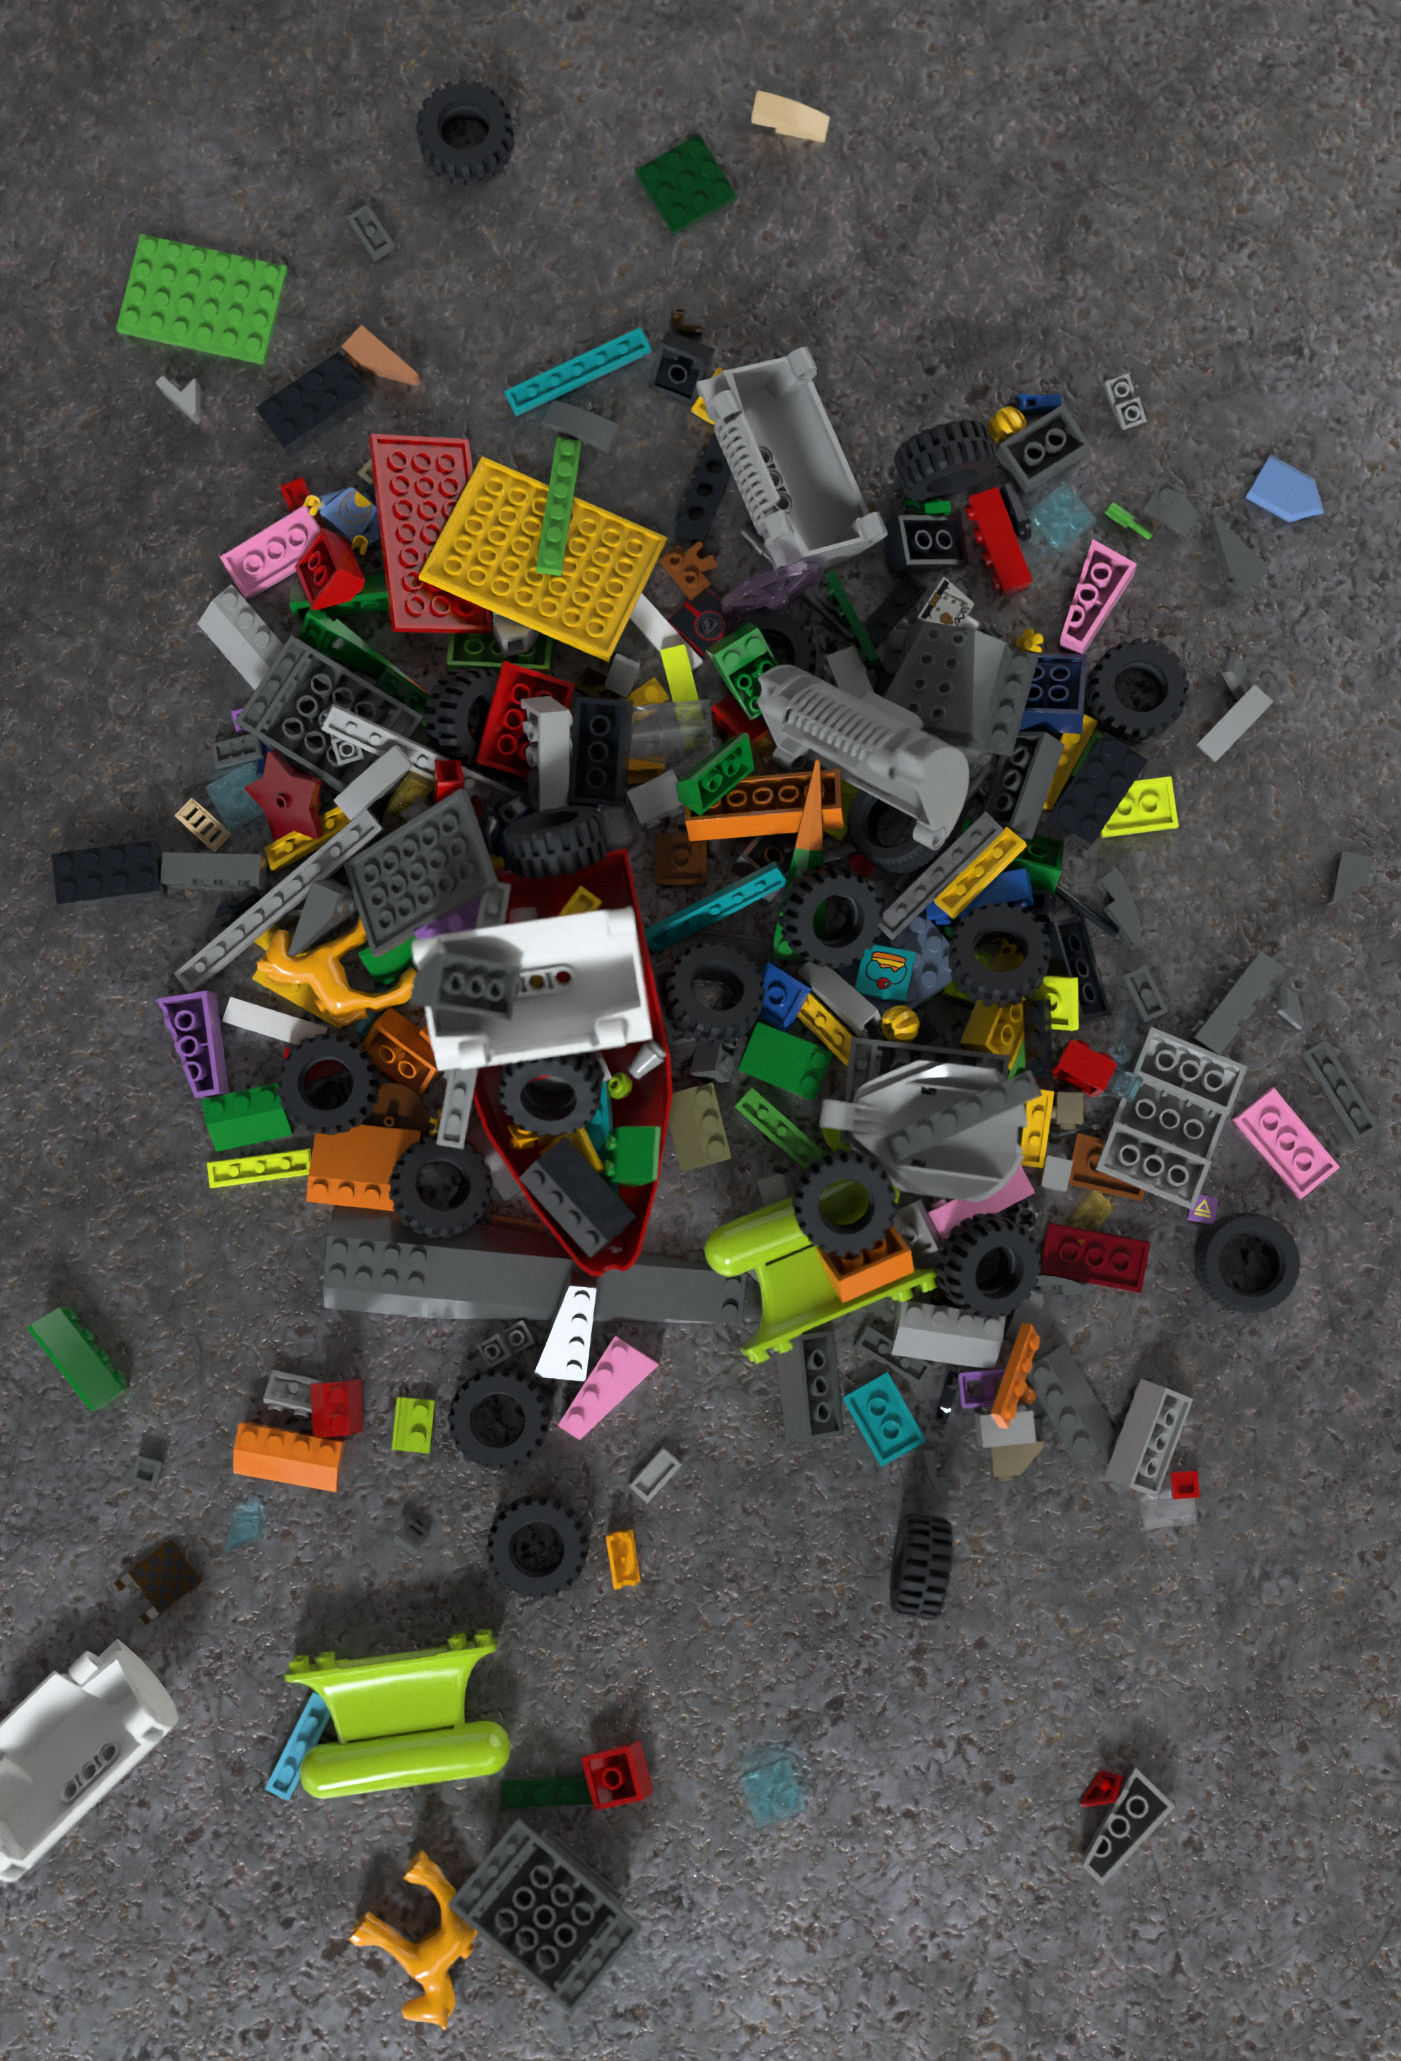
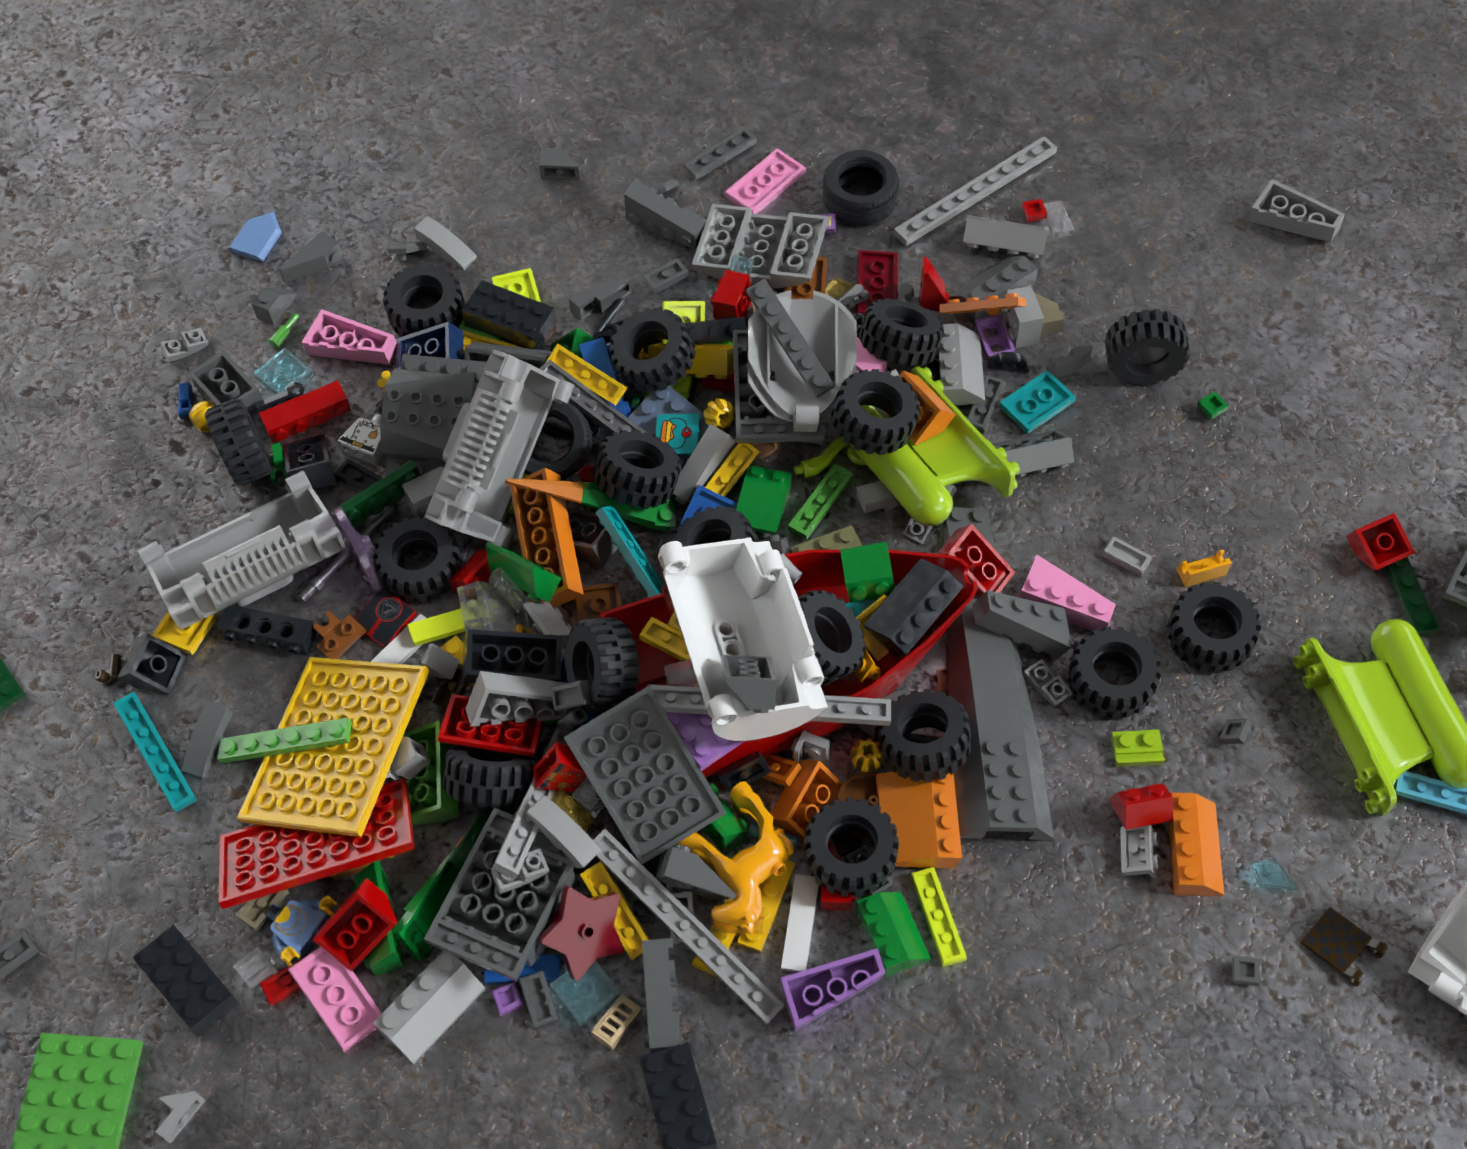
camera: 95 degrees left, 25 degrees down
(78, 1358) = (1157, 1048): green slope -> none
(237, 909) = (695, 978): black bar -> none
(316, 473) = (255, 967): none -> clear brick
(376, 358) = (139, 927): nougat slope -> none
(528, 805) = (571, 695): none -> dark grey tile
(652, 1288) = (983, 560): none -> red slope
(740, 662) = (428, 556): green slope -> none
(772, 1792) = (1353, 438): clear light blue plate -> none
(846, 1633) = (1212, 405): none -> green plate
(1061, 1322) = (932, 288): none -> red slope
(1068, 1215) = (853, 296): none -> dark grey bar
(1102, 1790) = (1274, 231): red piece -> none
(1230, 1416) = (974, 191): none -> light grey plate

